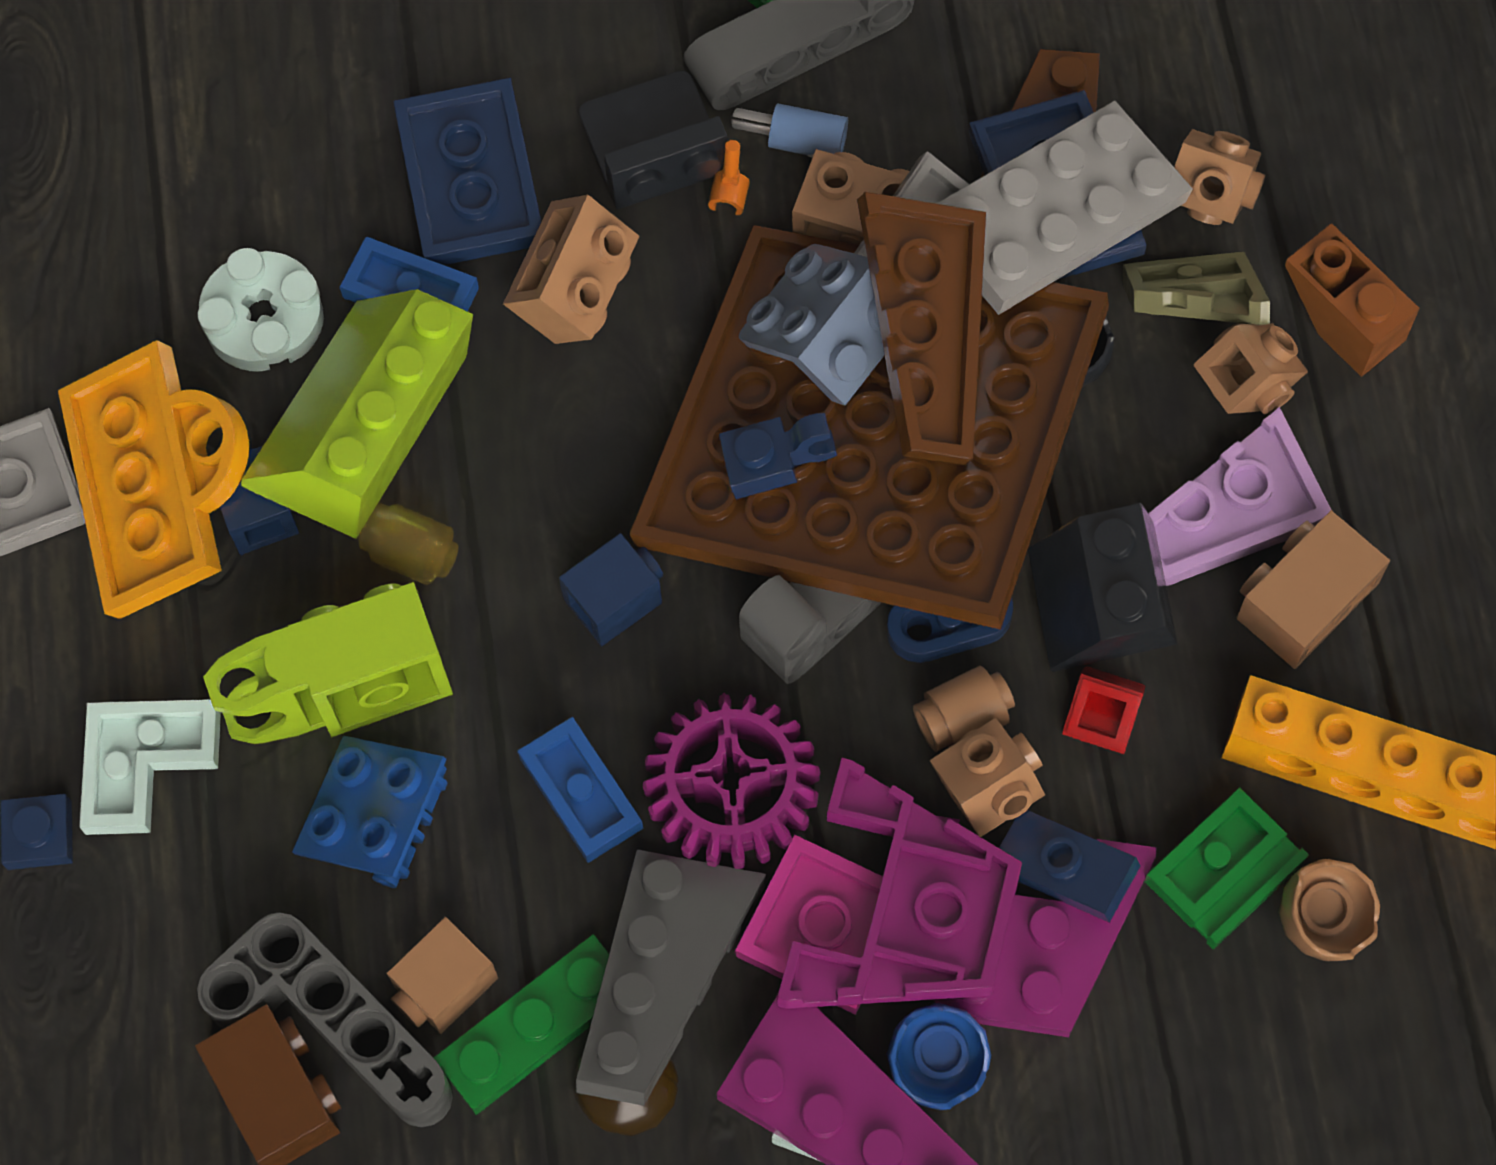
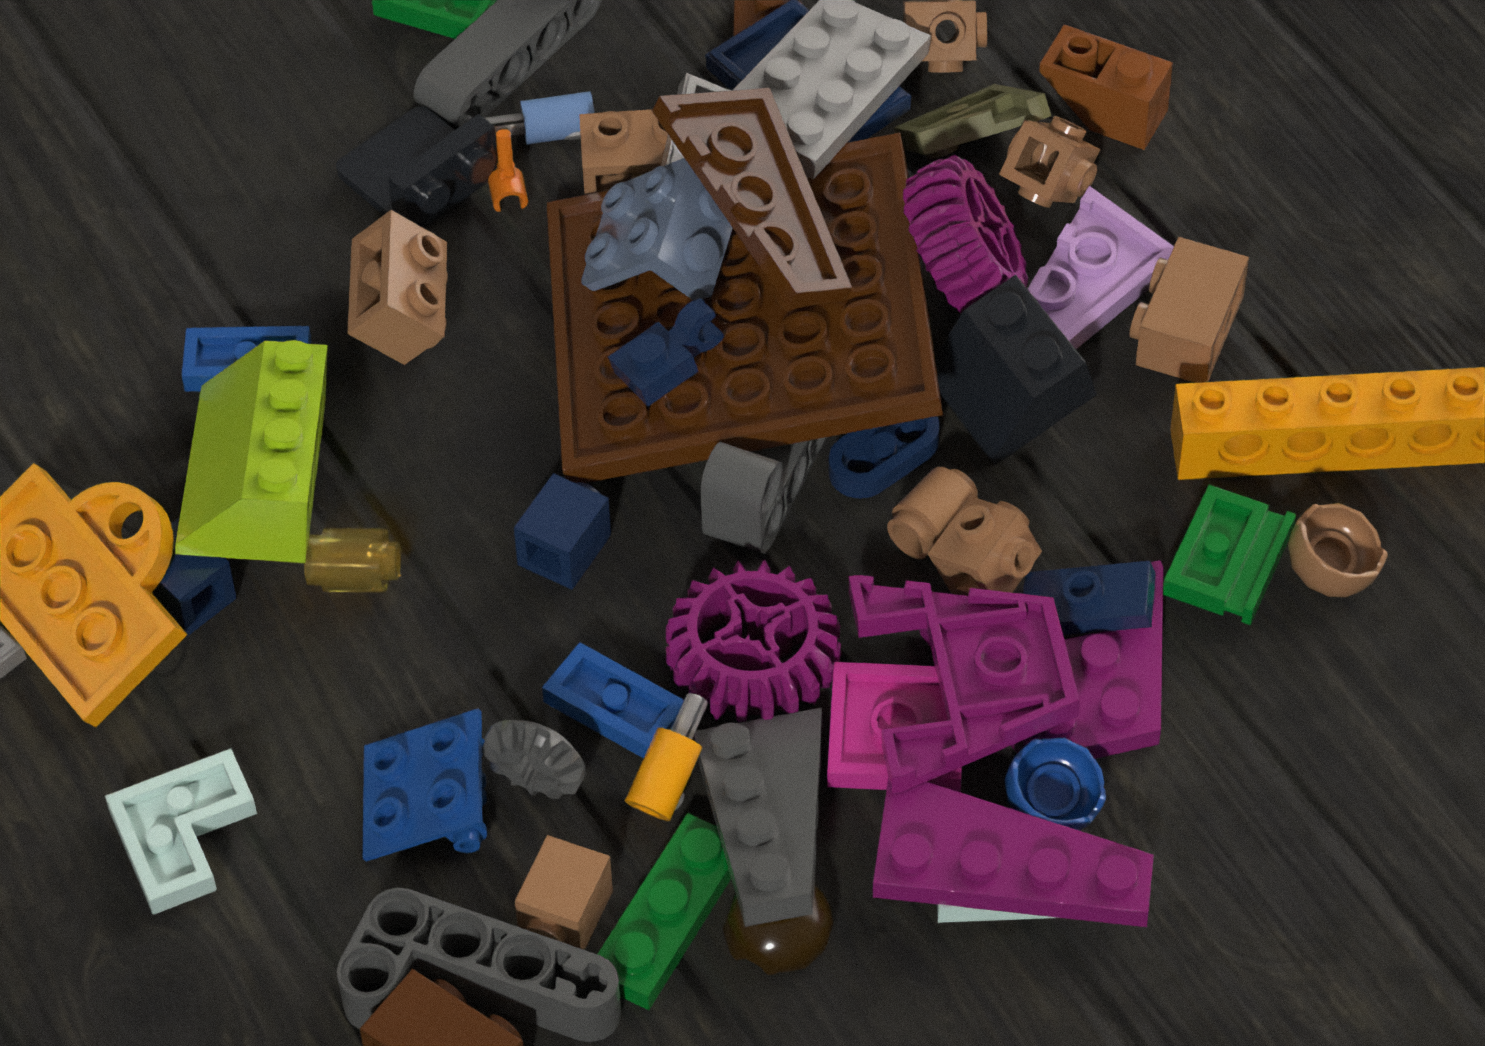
camera: 25 degrees left, 15 degrees down
(36, 832) = (103, 930): dark blue plate -> none
(249, 279) = (102, 398): light aqua plate -> none
(334, 669) = (343, 672): lime brick -> none
(468, 172) = (256, 248): dark blue plate -> none
(473, 826) = (534, 758): none -> dark grey gear
(594, 880) = (668, 763): none -> light orange piece
(1103, 709) = (1056, 475): red slope -> none
(1119, 430) = (961, 231): none -> magenta gear

